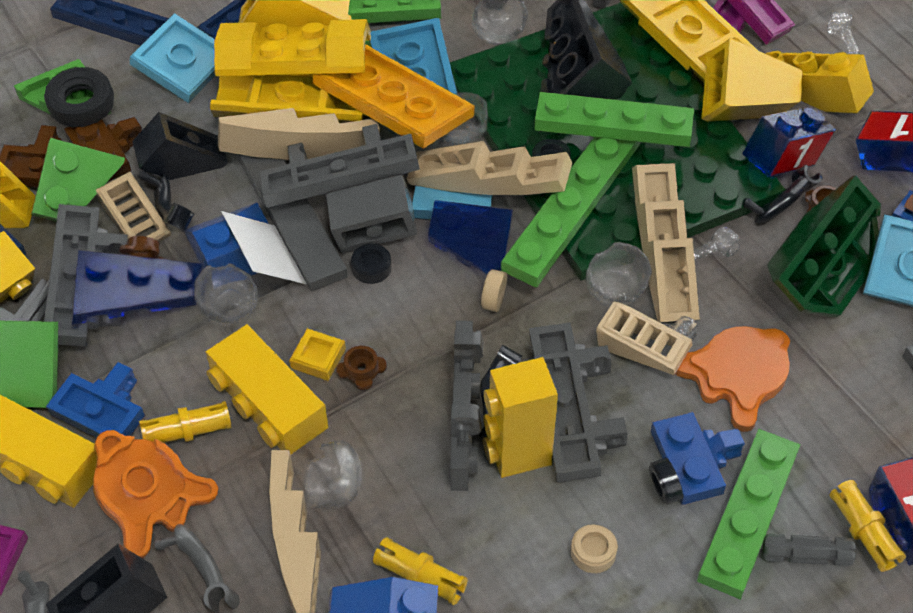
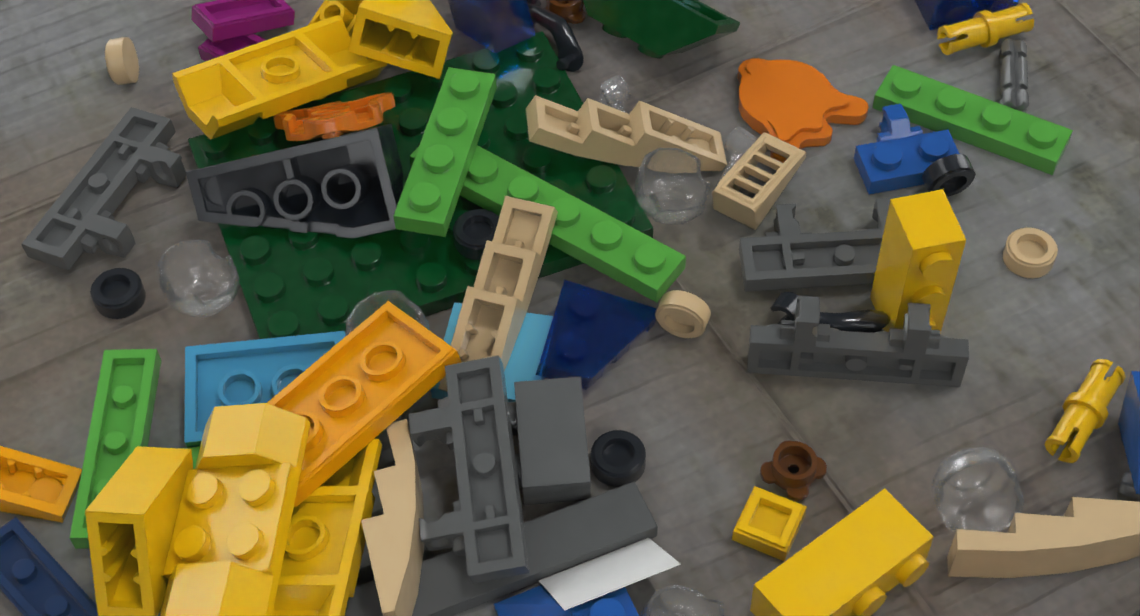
camera: 85 degrees left, 0 degrees up
(635, 55) = (334, 117): none -> orange tile

